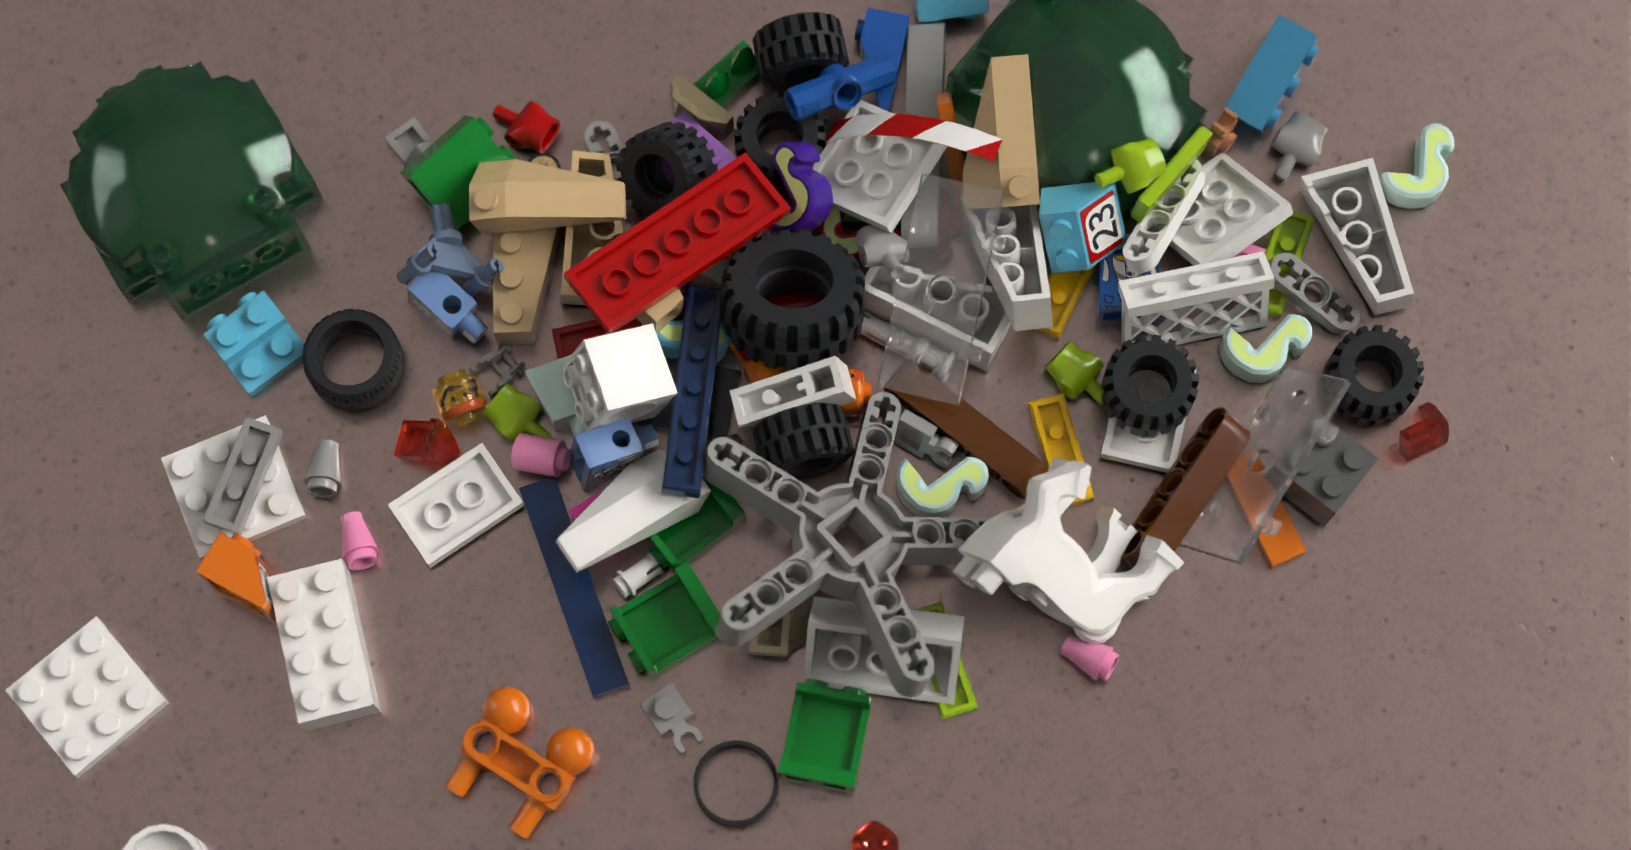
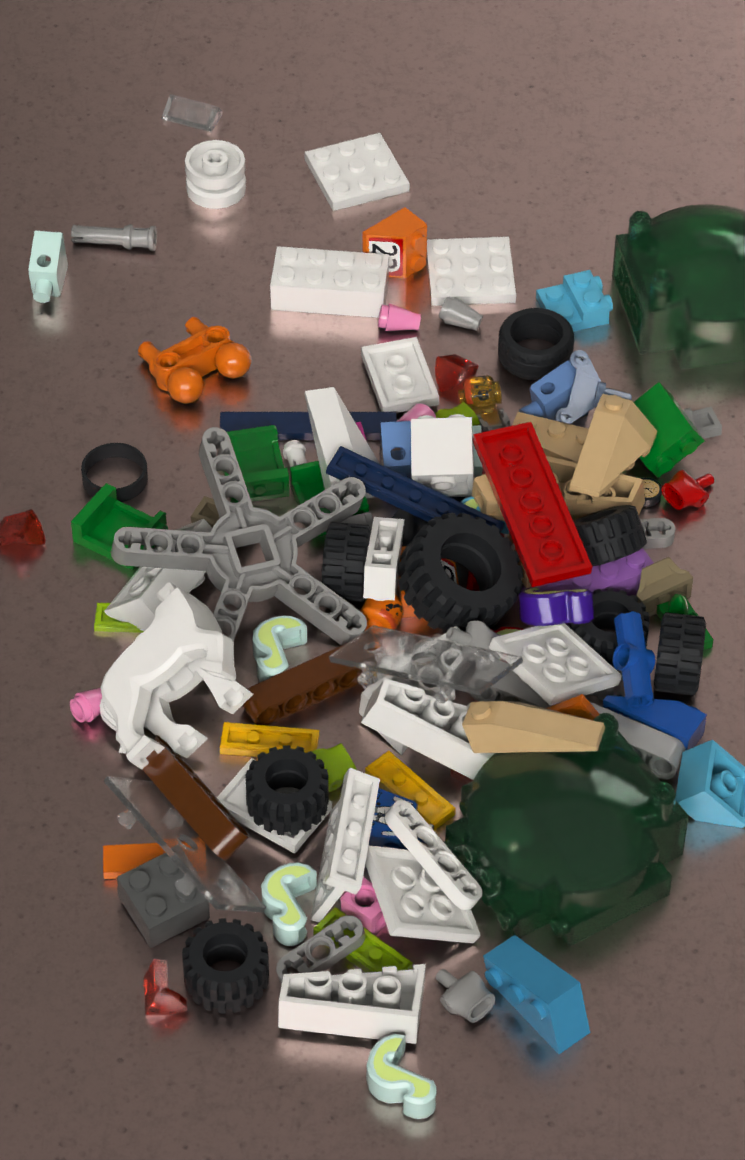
camera: 110 degrees right, 25 degrees down
(243, 476) = (470, 262): light grey plate -> none
(668, 714) = (182, 452): light grey plate -> none
(920, 128) = (552, 672): sticker -> none
(920, 438) = (320, 647): light grey plate -> none
(1080, 225) = (444, 777): medium azure slope -> none
(1134, 165) = (474, 810): lime piece -> none
(1175, 169) = (463, 859): lime tile -> none
(1223, 134) = (493, 927): nougat plate -> none

